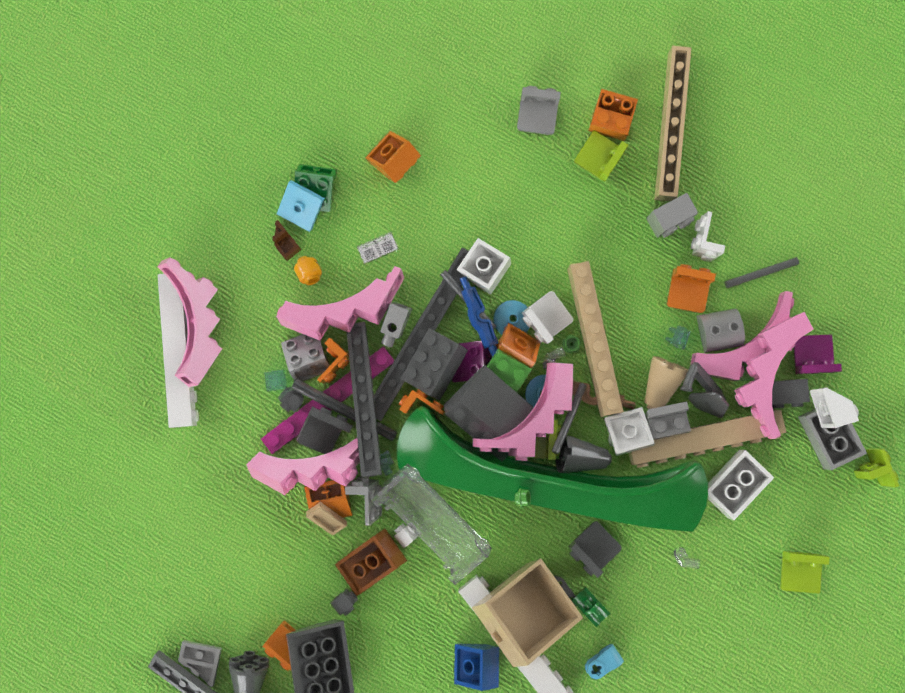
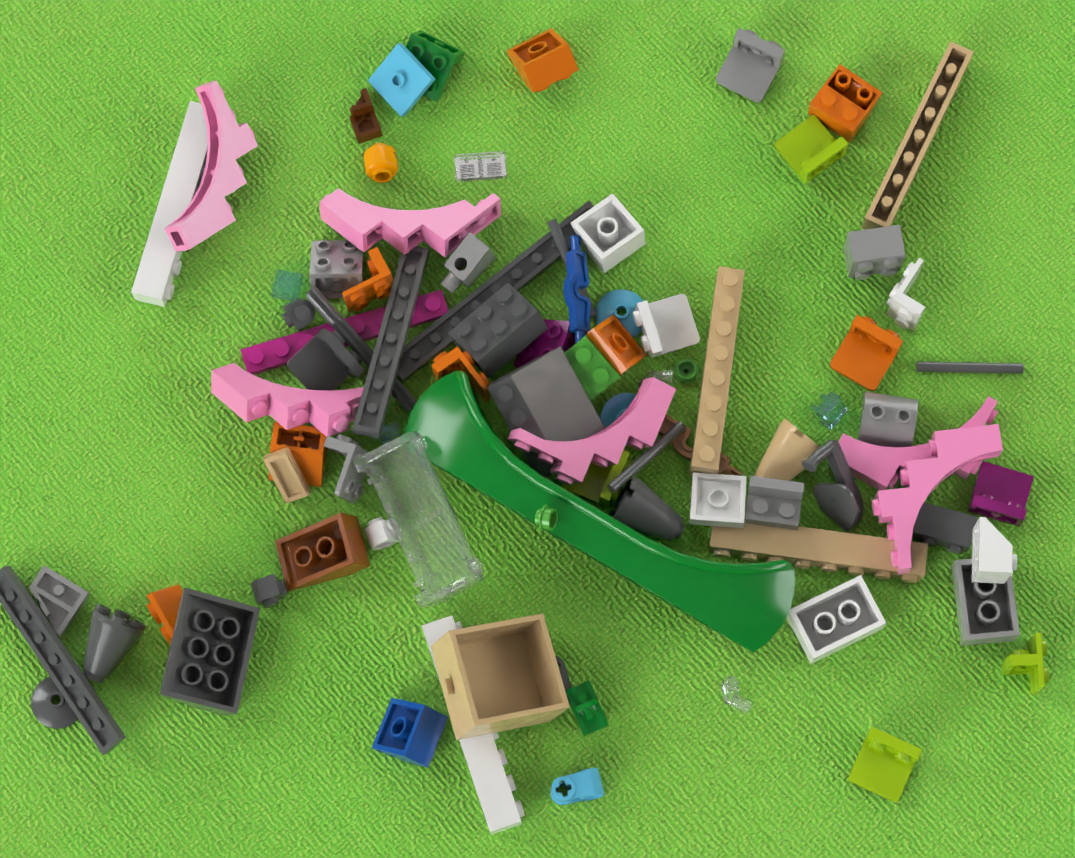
camera: 20 degrees right, 10 degrees down
(594, 548) = (619, 638): dark grey bracket -> none

